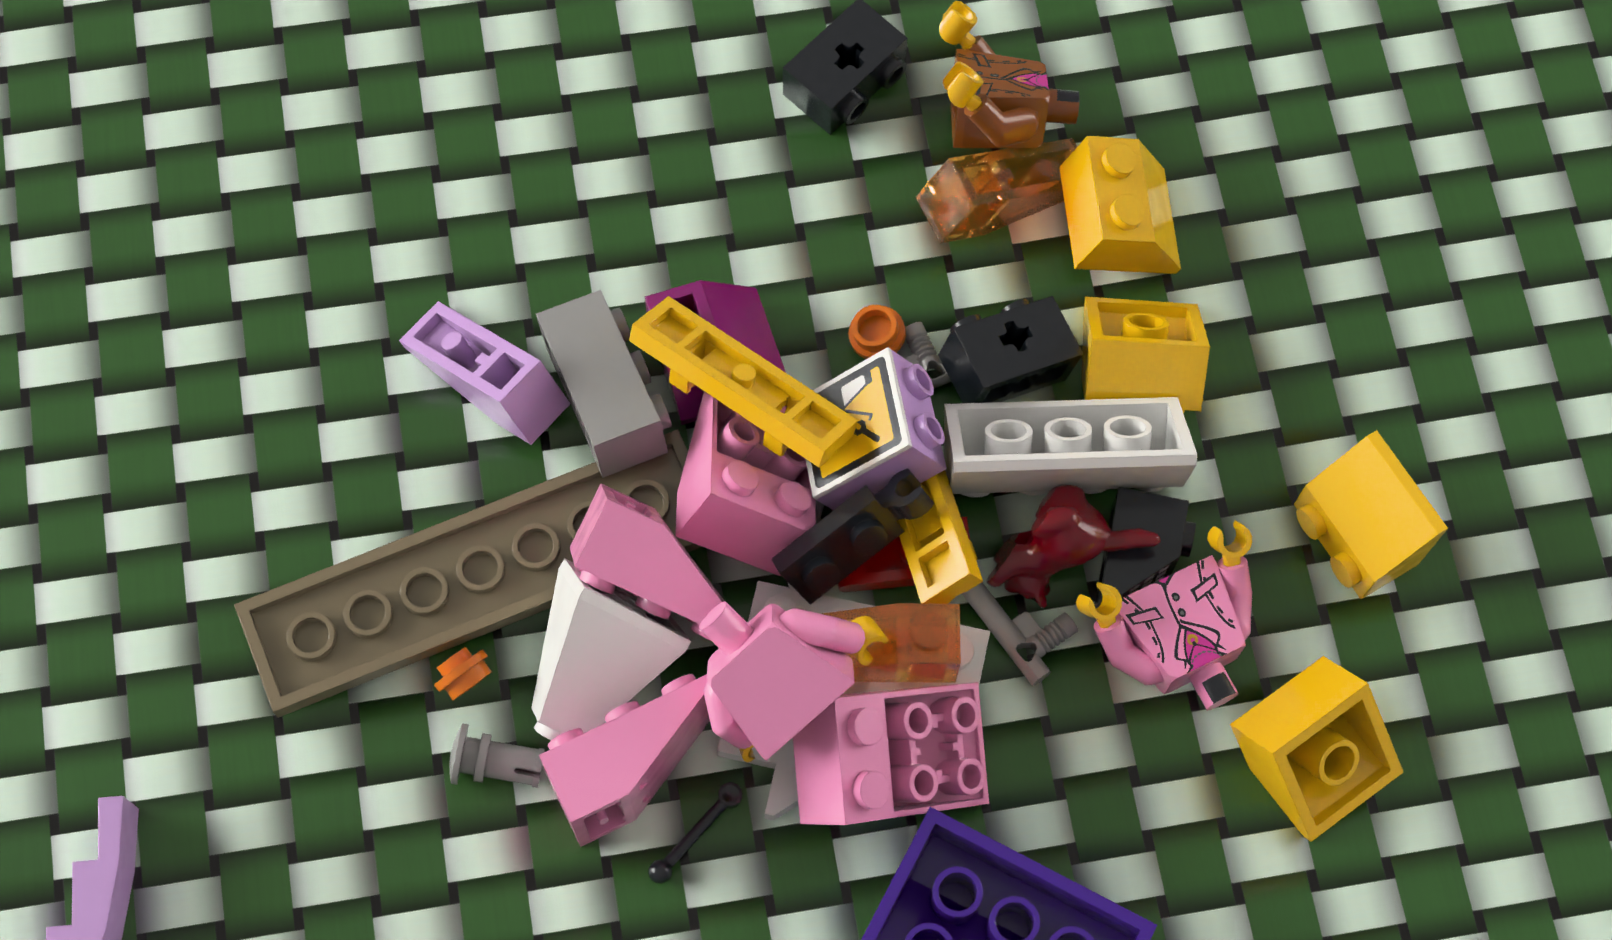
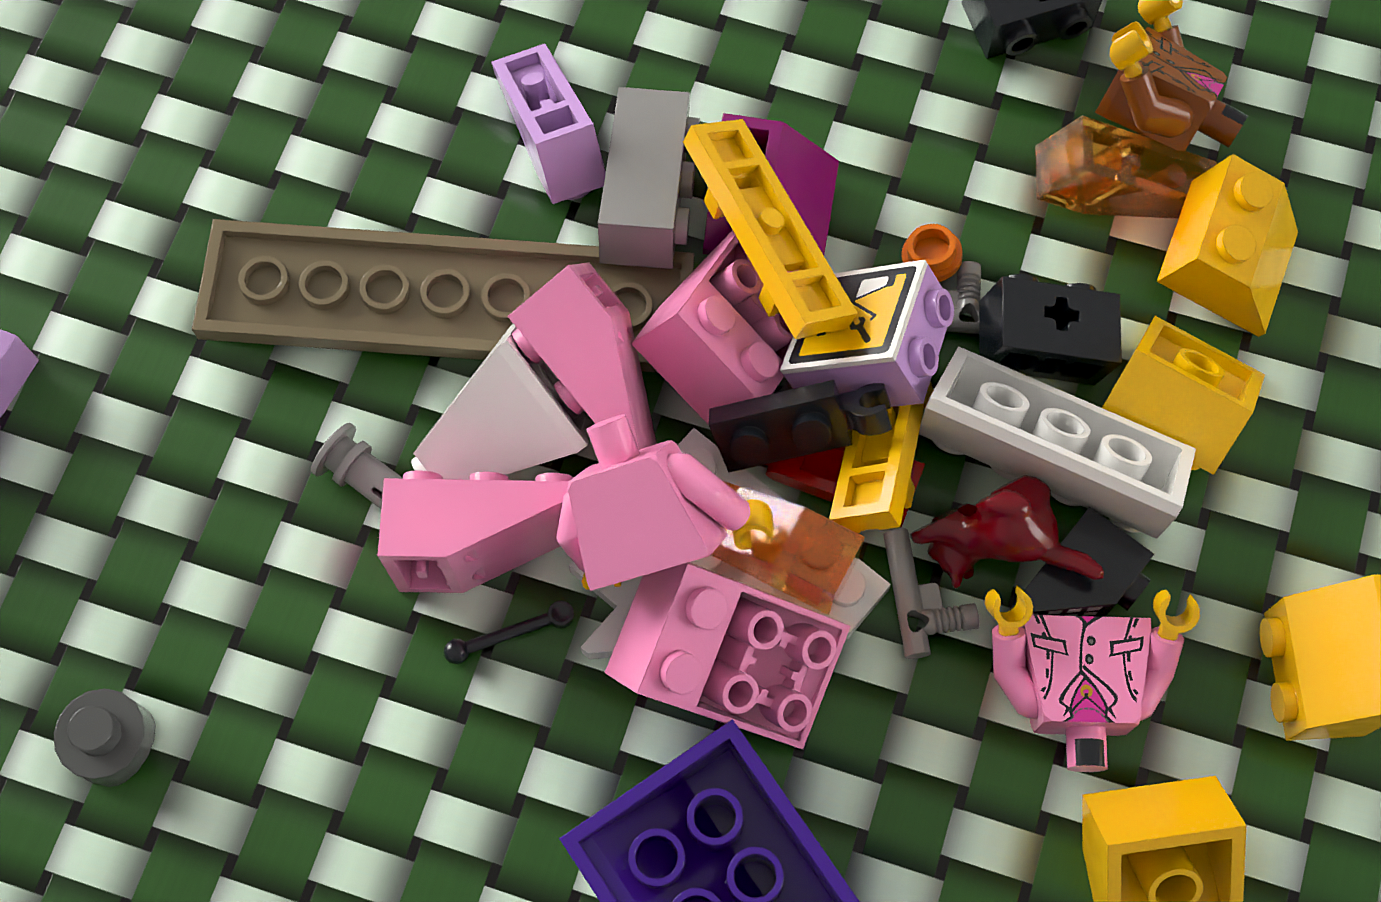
camera: 30 degrees right, 0 degrees up
(462, 672) = (378, 378): orange plate -> none

